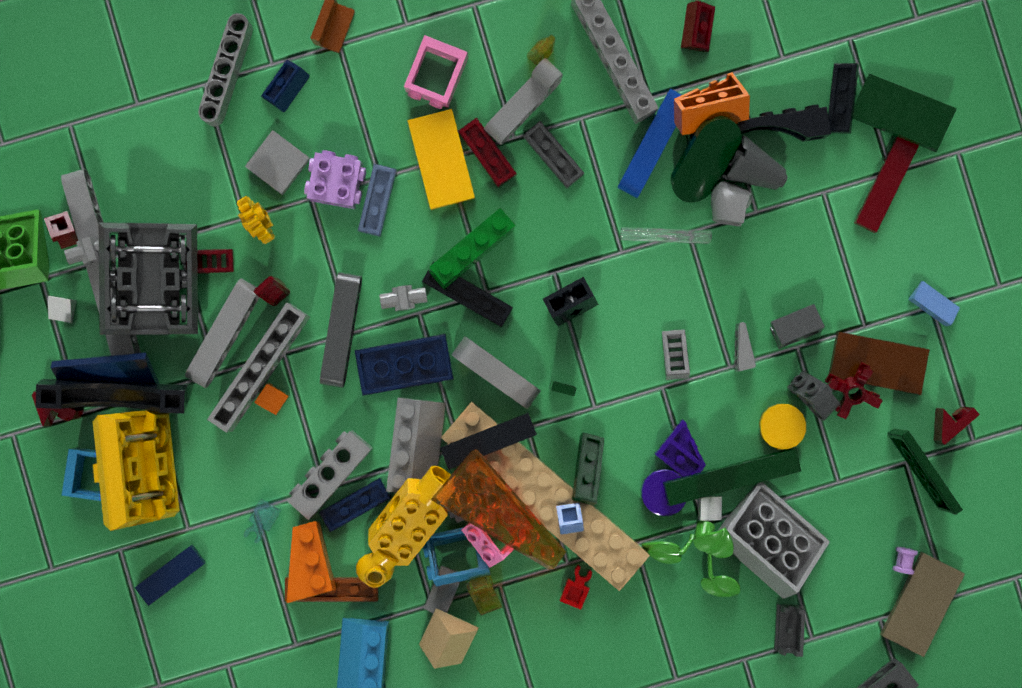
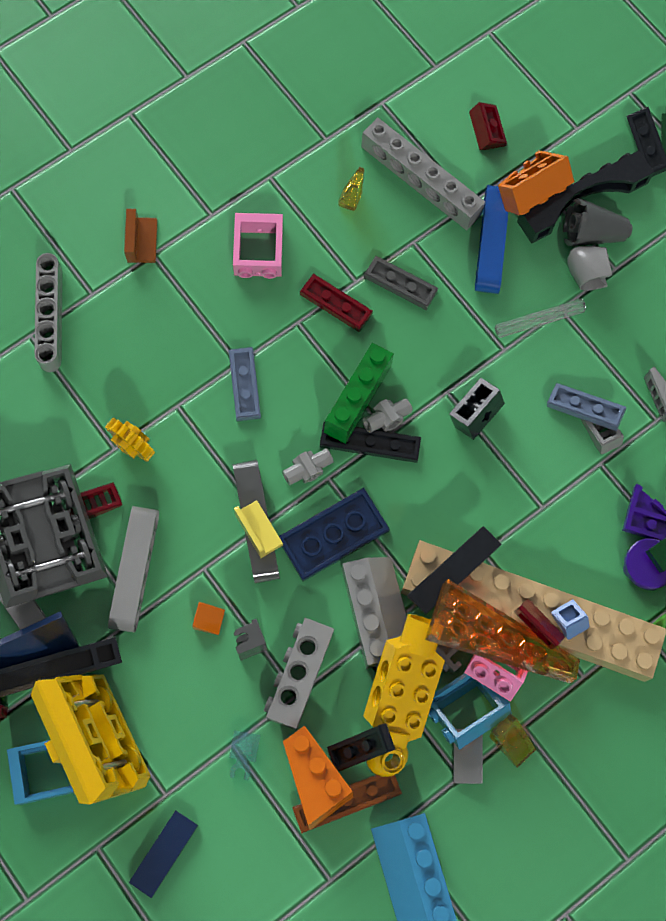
camera: 25 degrees left, 15 degrees down
(258, 368) = (184, 588): light grey brick -> none
(272, 291) = (171, 504): dark red slope -> none
(277, 162) = (130, 382): light grey tile -> none
(285, 85) = (113, 308): dark blue slope -> none
(300, 432) = (252, 640): none -> dark grey hinge
(335, 179) = (196, 377): lavender brick -> none
(336, 341) = (258, 528): none -> light yellow panel
(354, 556) = (361, 747): none -> black tile
(355, 505) = (337, 698): dark blue tile -> none
(441, 159) = (294, 324): yellow tile -> none
(447, 639) = (493, 804): tan slope -> none
(490, 277) = (387, 415): none -> light grey axle
(496, 372) = (410, 495): light grey beam -> none
(524, 102) = (355, 241): light grey beam -> none
(542, 513) = (539, 624): none -> dark red slope
(562, 388) = (507, 490): dark green tile -> none
(575, 590) = (604, 701): red plate -> none
(588, 469) = (565, 566): dark green tile -> none
(669, 334) = (586, 407): none -> sand blue tile
(705, 159) = (549, 232): dark green tile -> none

